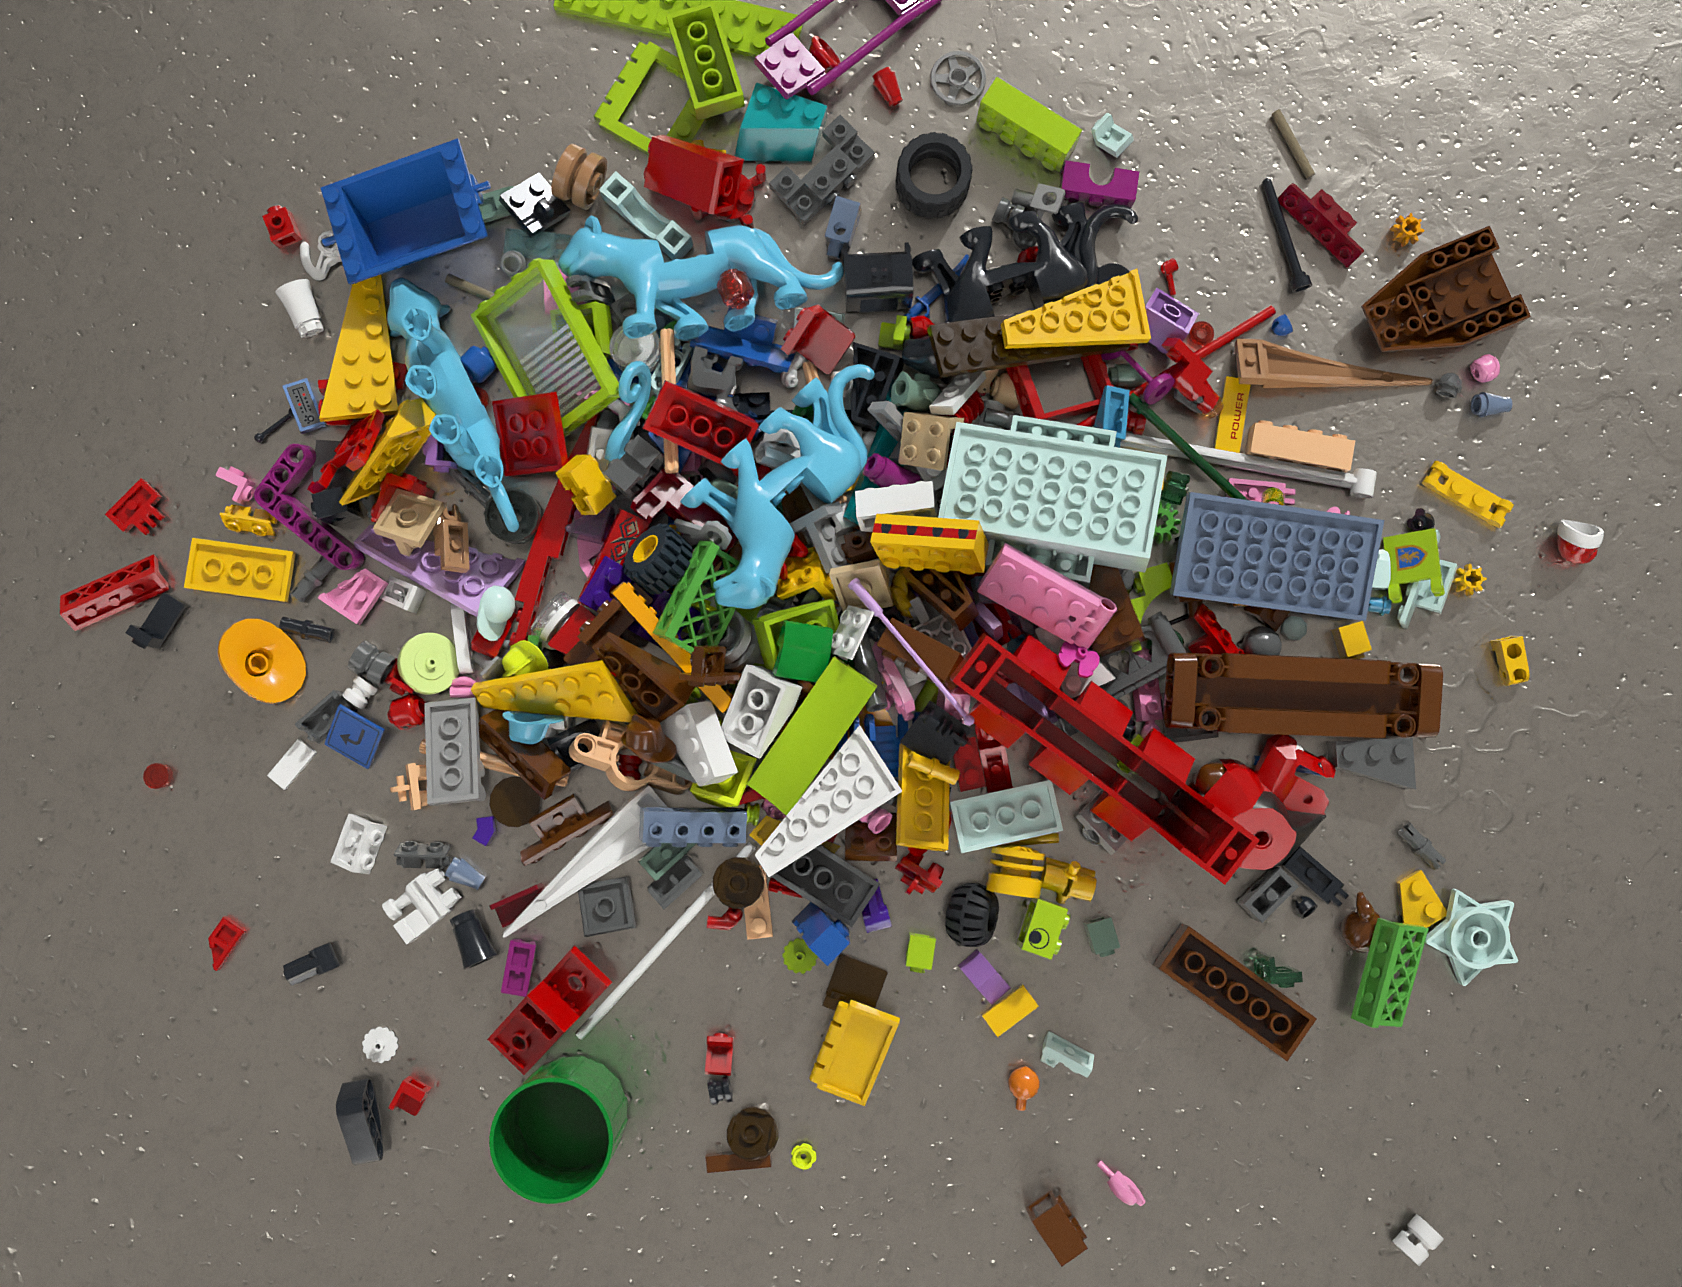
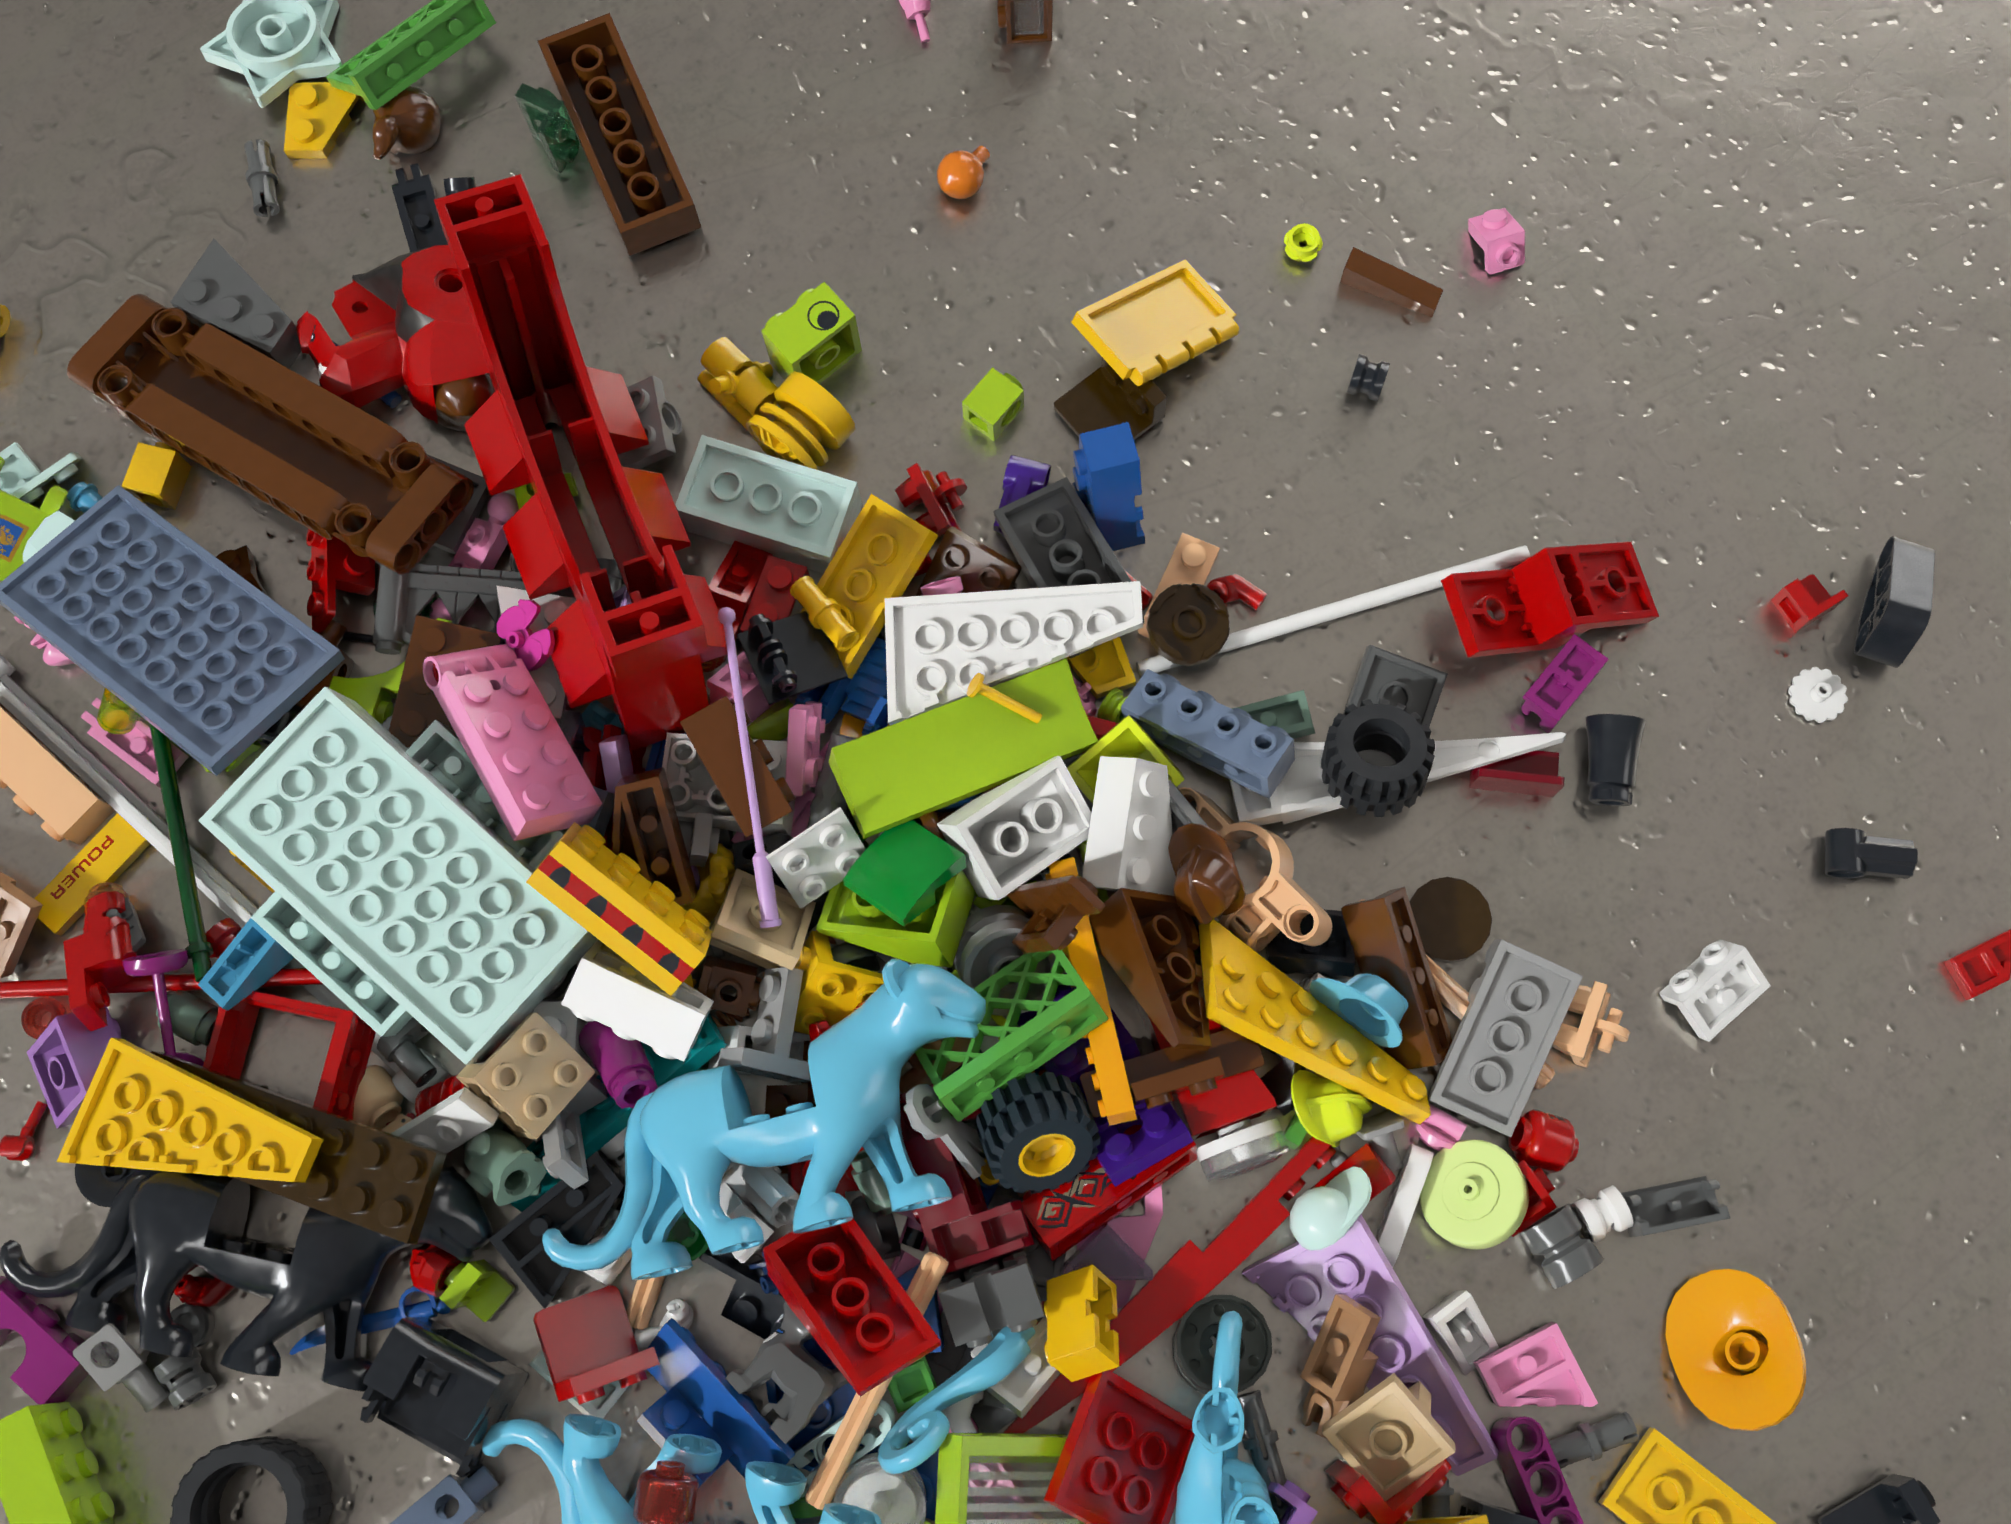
camera: 140 degrees left, 10 degrees down
(157, 776) = (1982, 1269): clear red tile -> none
(292, 764) = (1760, 1168): white piece -> none
(307, 629) = (1639, 1363): black pin -> none
(354, 736) = (1644, 1150): blue piece -> none
(429, 903) = (1649, 847): white hips -> none
(434, 853) = (1639, 930): dark grey hinge -> none
(464, 874) = (1578, 859): sand blue cone -> none
(485, 830) = (1513, 902): dark purple piece -> none
(558, 1130) = (1619, 411): green container -> none
(560, 824) = (1397, 844): reddish brown bracket -> none
(594, 881) = (1385, 730): none -> black tyre
(629, 766) = (1255, 867): red wheel -> none
(675, 881) = (1276, 675): dark grey hinge -> none
(692, 1225) = (1499, 238): none -> bright pink bracket
(719, 1055) = (1344, 421): red bracket -> none
(752, 1134) = (1355, 301): dark brown tile -> none
(799, 956) = (1161, 491): lime piece -> none
(822, 769) = (977, 686): none -> yellow pin
(971, 915) = (896, 411): black wheel -> none
(984, 976) = (929, 332): medium lavender slope -> none
(1010, 1010) = (922, 272): yellow tile -> none
(1060, 1050) = (882, 180): light aqua hinge -> none
(1102, 936) = (741, 293): sand green brick -> none
(1261, 641) = (276, 539): dark grey hair -> none
(1293, 628) = (220, 535): light aqua tile -> none

